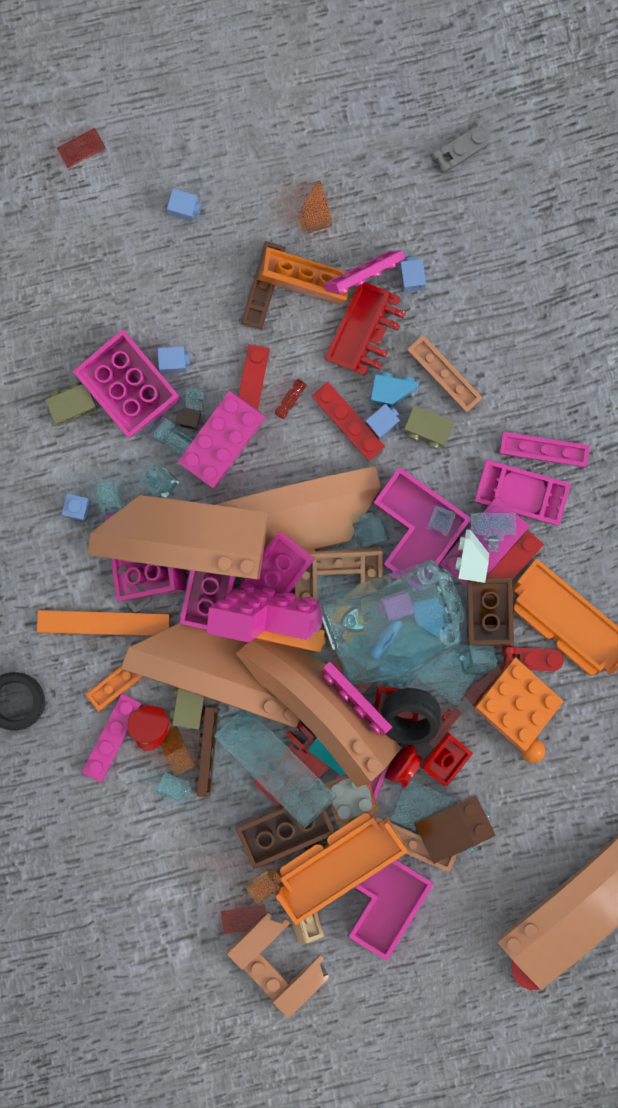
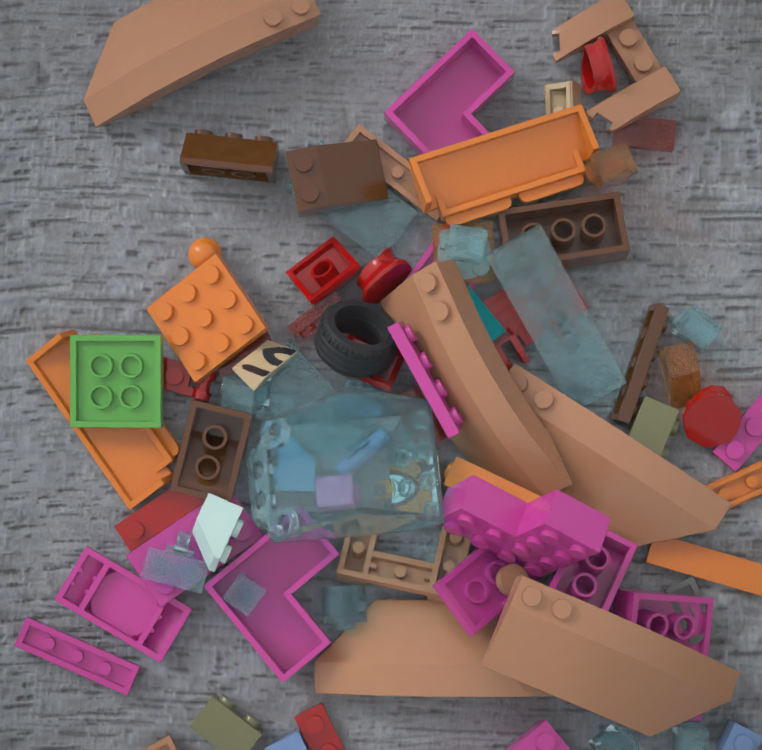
camera: 170 degrees left, 0 degrees up
(265, 578) = (507, 575): none -> nougat tile
(290, 956) = (597, 68): none -> red hat
(353, 801) = (464, 244): none -> clear light blue brick
(471, 682) = (263, 363): none -> tan slope
(534, 825) = (230, 156): none -> reddish brown slope
(570, 644) = (116, 381): none -> bright green plate

